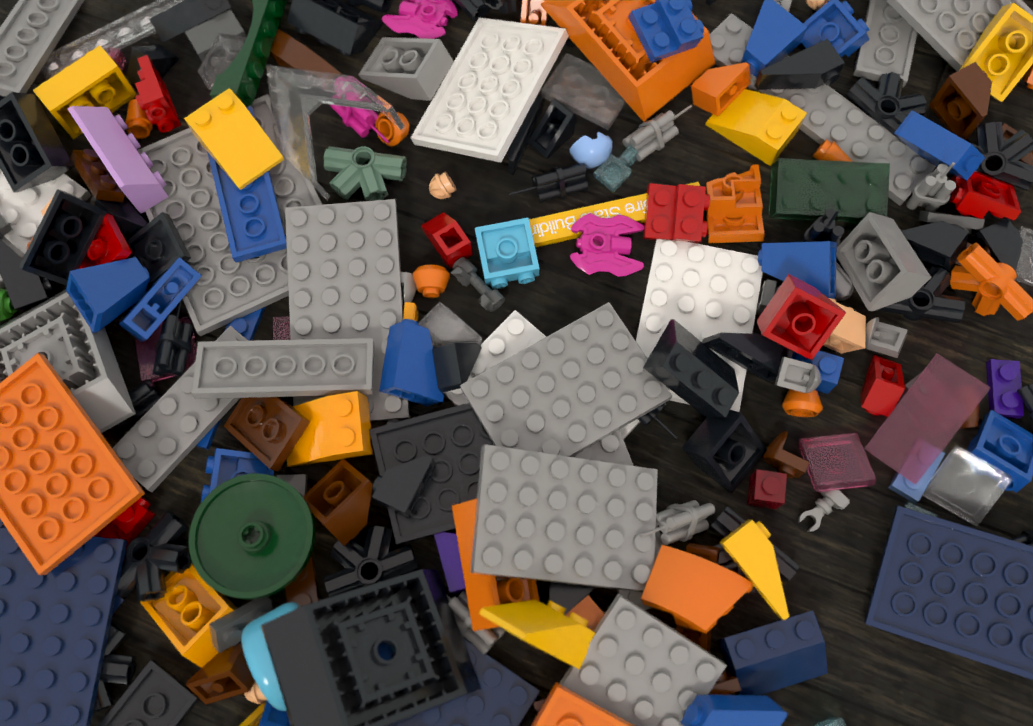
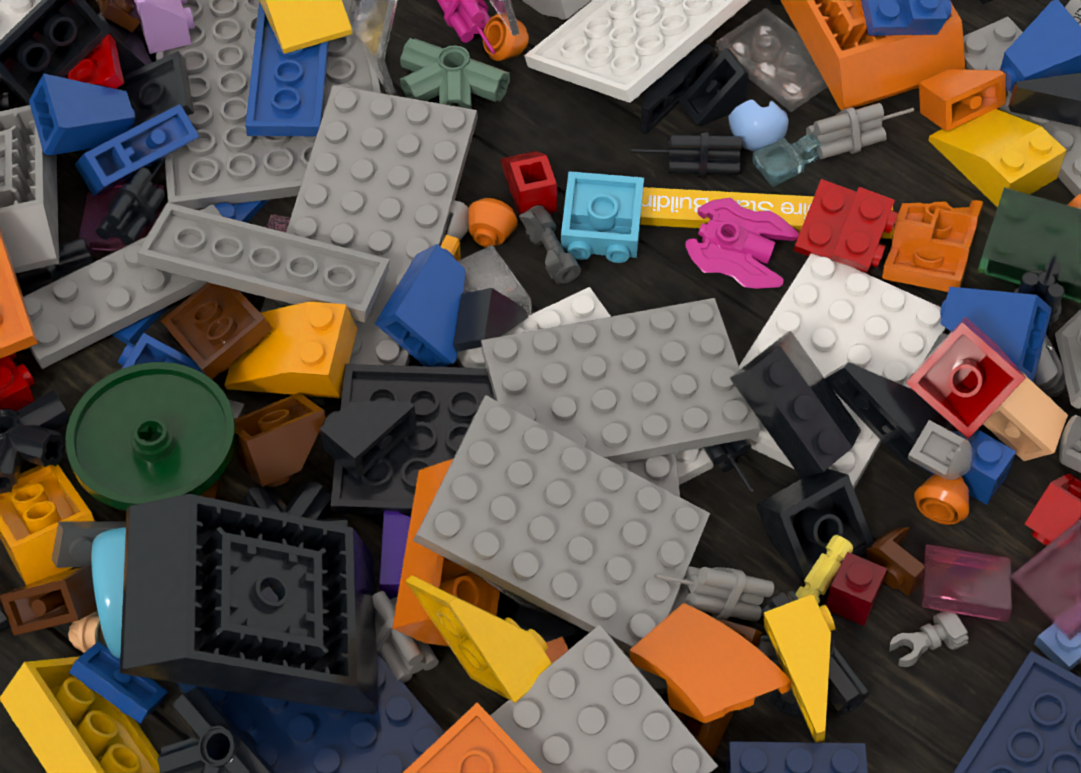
camera: 15 degrees right, 15 degrees down
(441, 186) = (545, 120): light nougat plate -> none
(741, 484) = (825, 568): none -> light yellow axle

